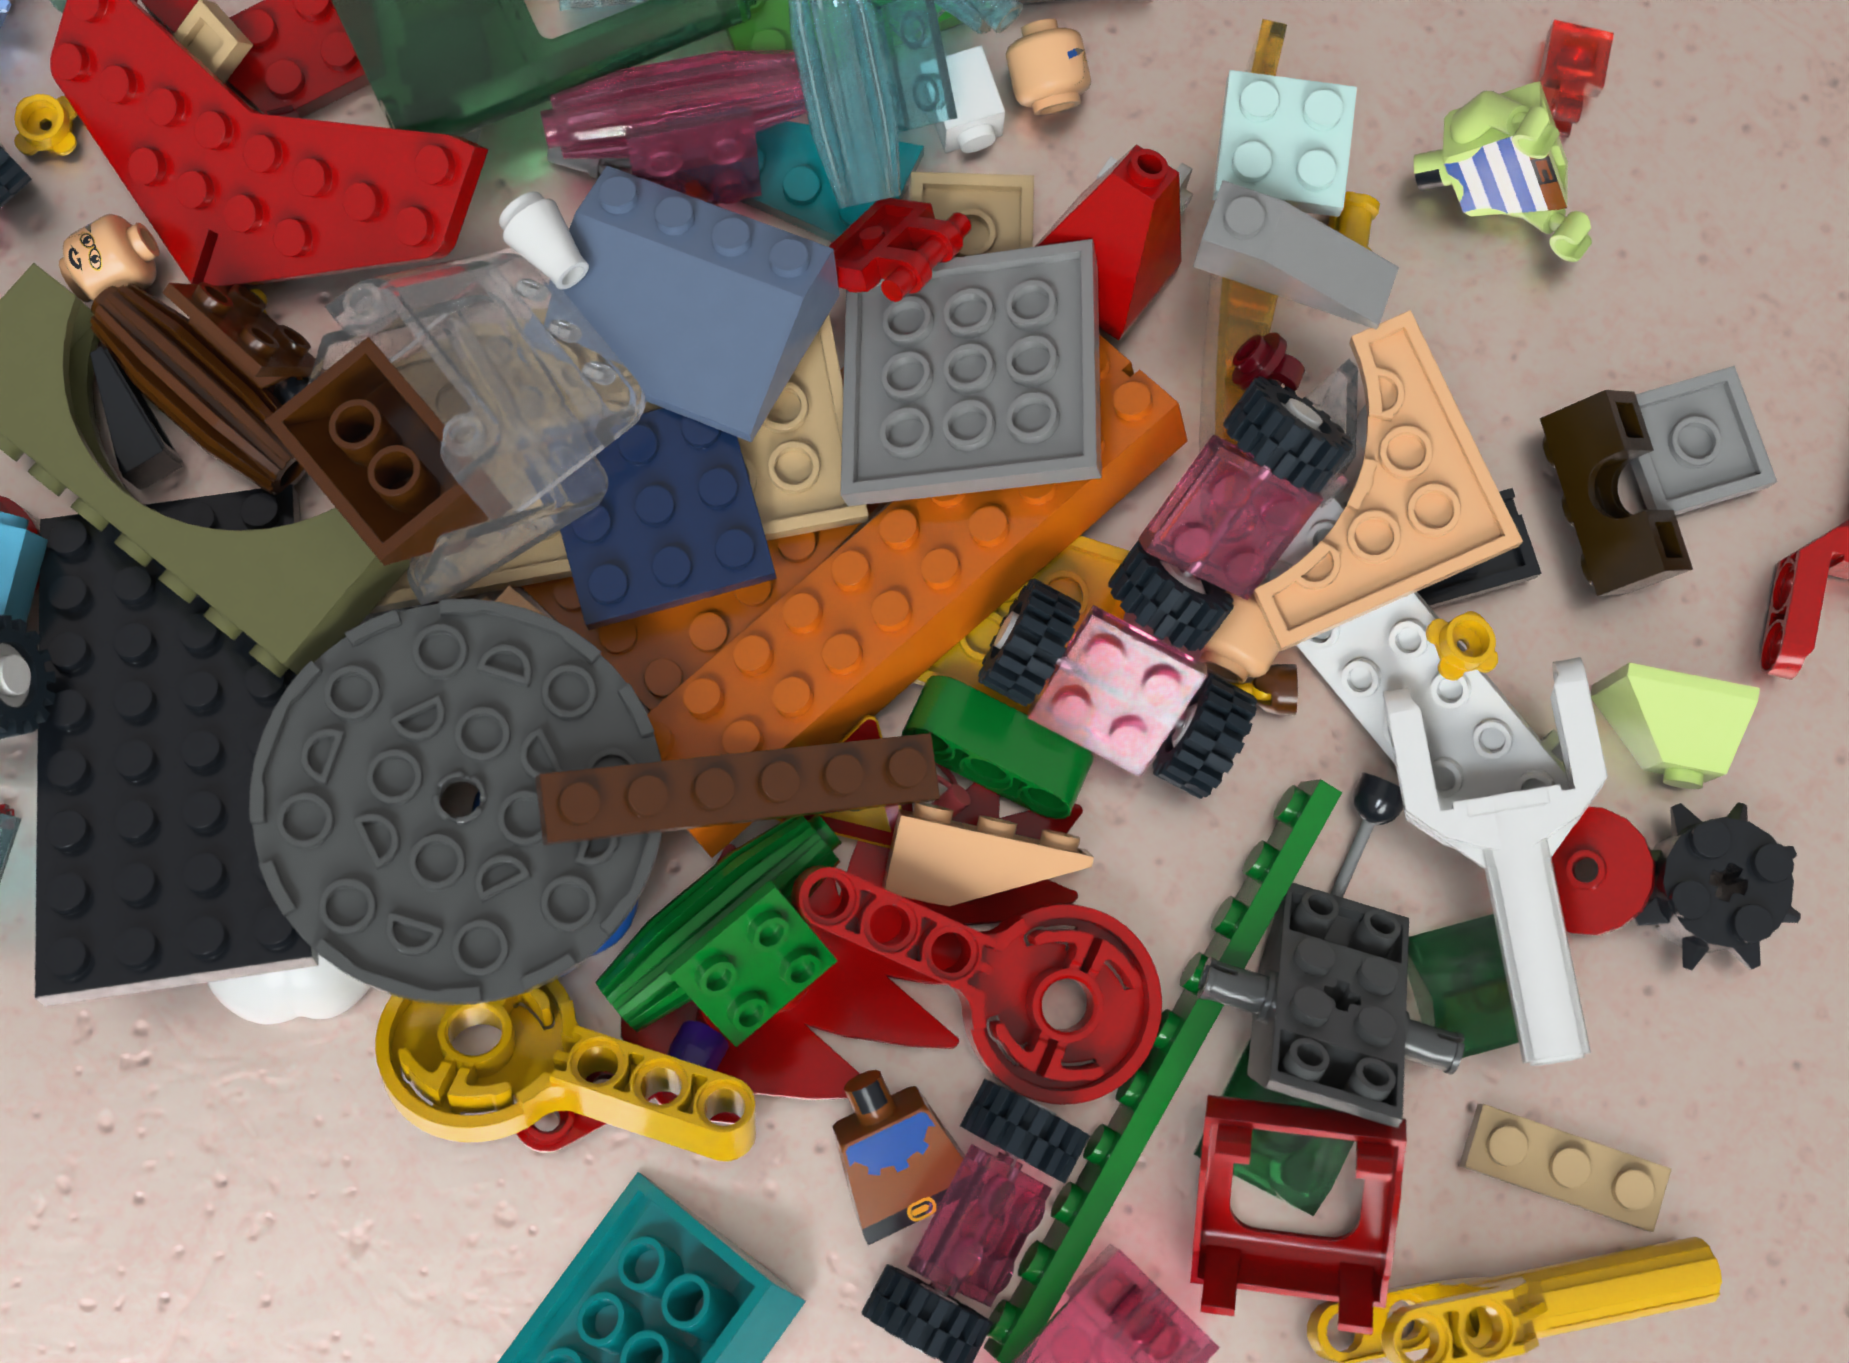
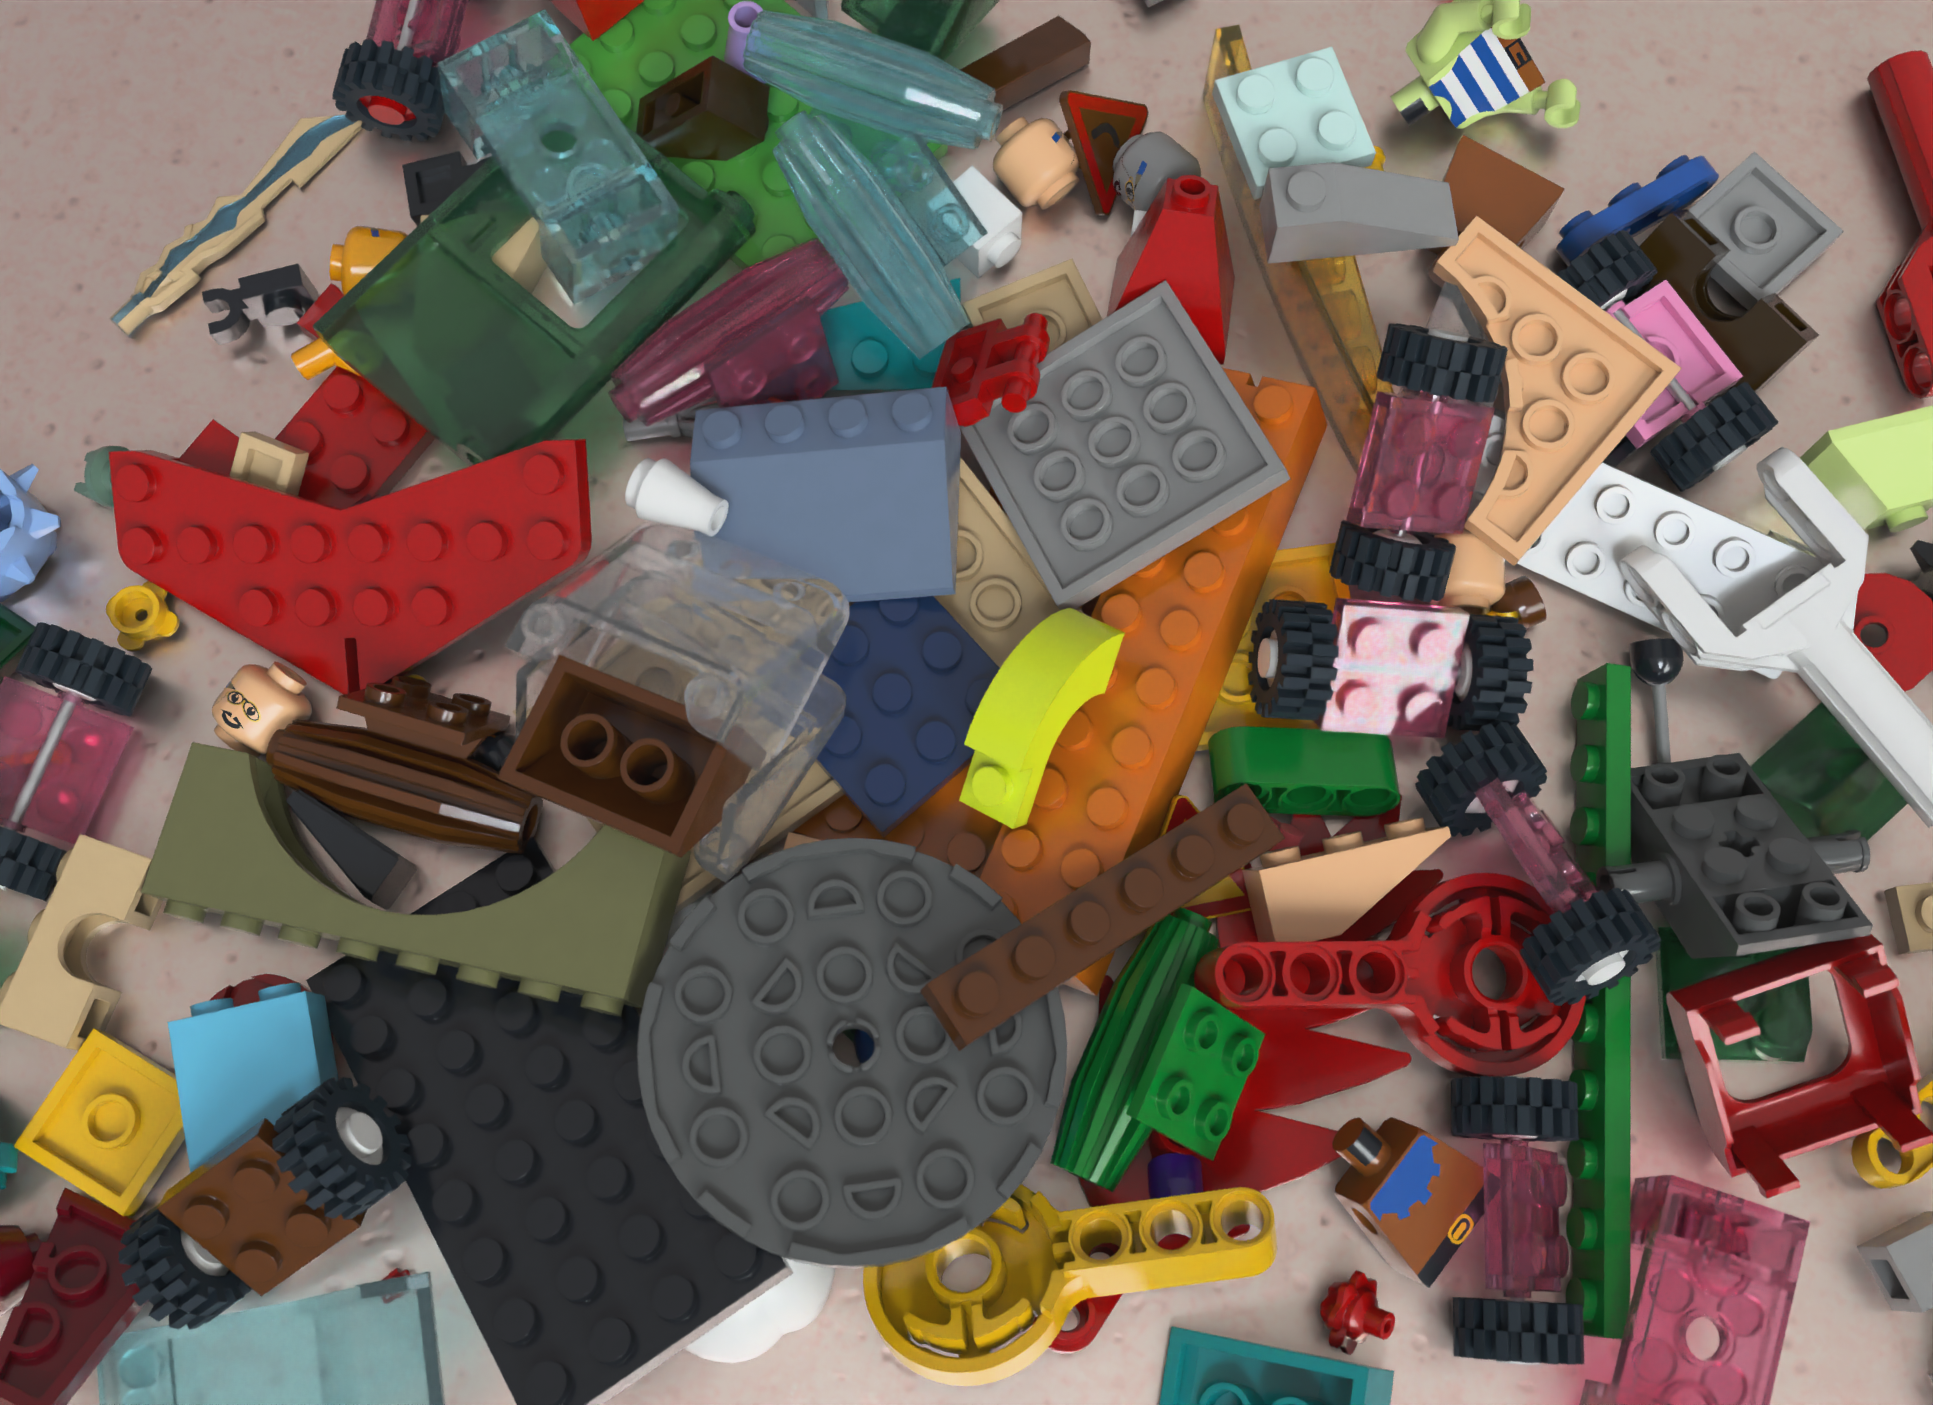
camera: 20 degrees left, 5 degrees down
(767, 569) = (1028, 706): none -> neon yellow arch
(798, 1236) = (1354, 1314): none -> red plant
(1121, 75) = (1098, 131): none -> piece
(1151, 841) = (1592, 933): none -> black plate
(1155, 121) = (1146, 164): none -> light grey head
(1266, 359) = (1378, 308): dark red plate -> none
(1455, 301) = (1497, 192): none -> dark orange torso
(1477, 637) = (1672, 484): yellow plate -> none
(1548, 516) = (1709, 434): none -> plate
(1589, 370) = (1639, 207): none -> blue plate

